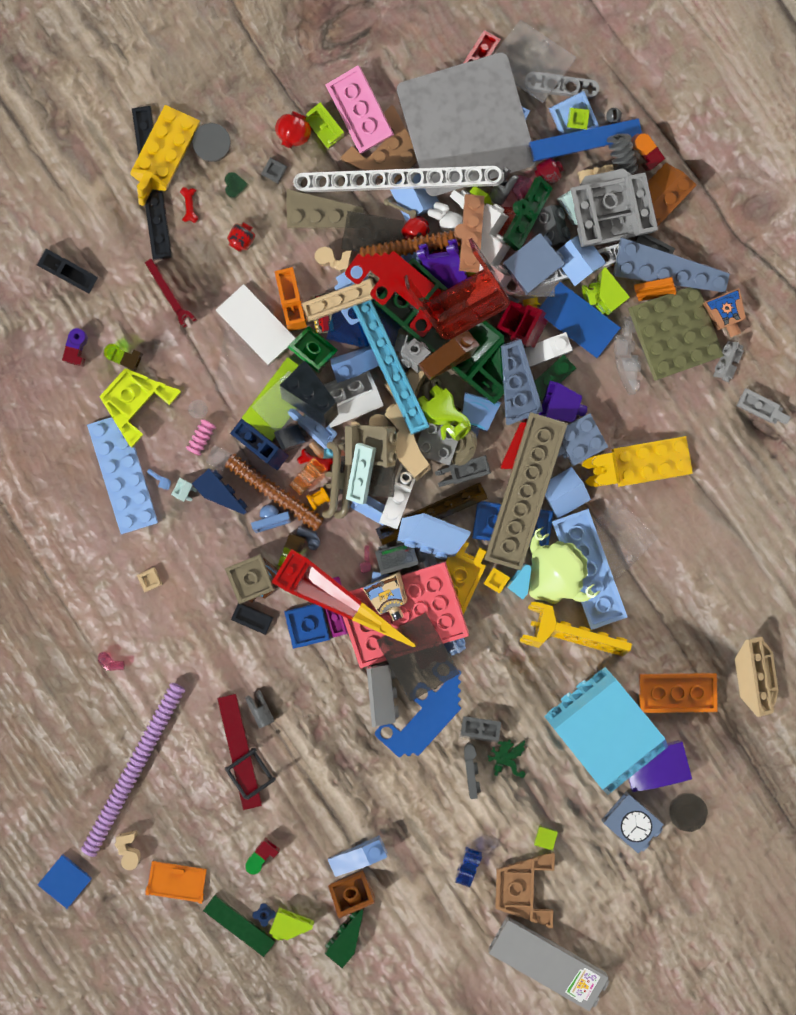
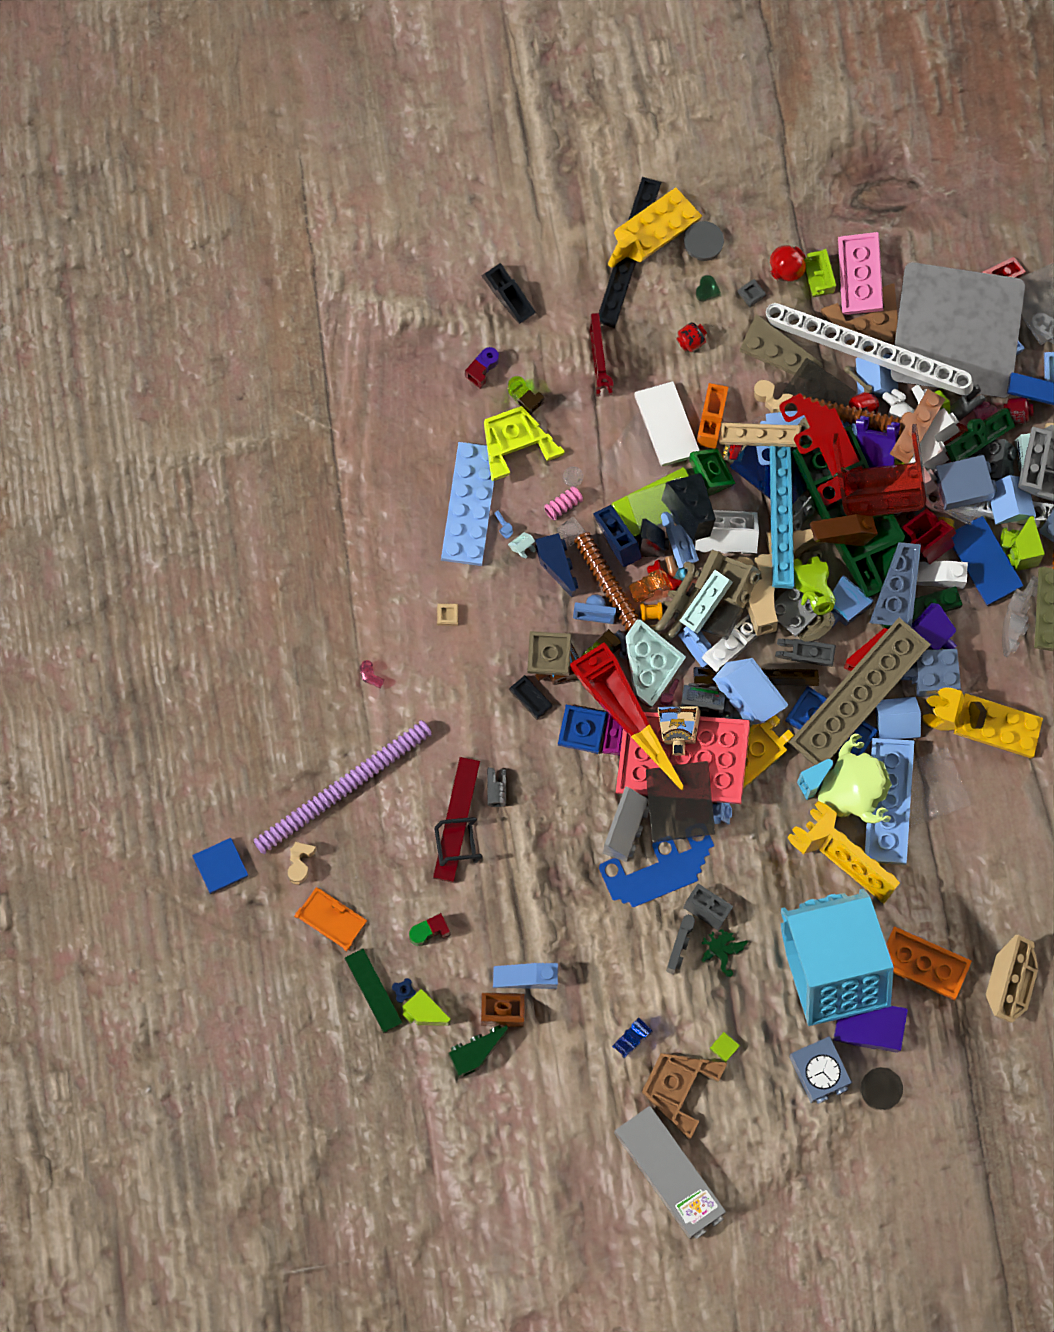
camera: 20 degrees right, 15 degrees down
(188, 194) = (658, 277): red piece -> none
(338, 544) = (650, 662): none -> light aqua plate
(353, 363) = (746, 501): medium blue slope -> none
(414, 353) = (808, 512): light grey brick -> none
(496, 580) = (790, 770): yellow plate -> none
(633, 465) = (978, 715): none -> dark brown tile

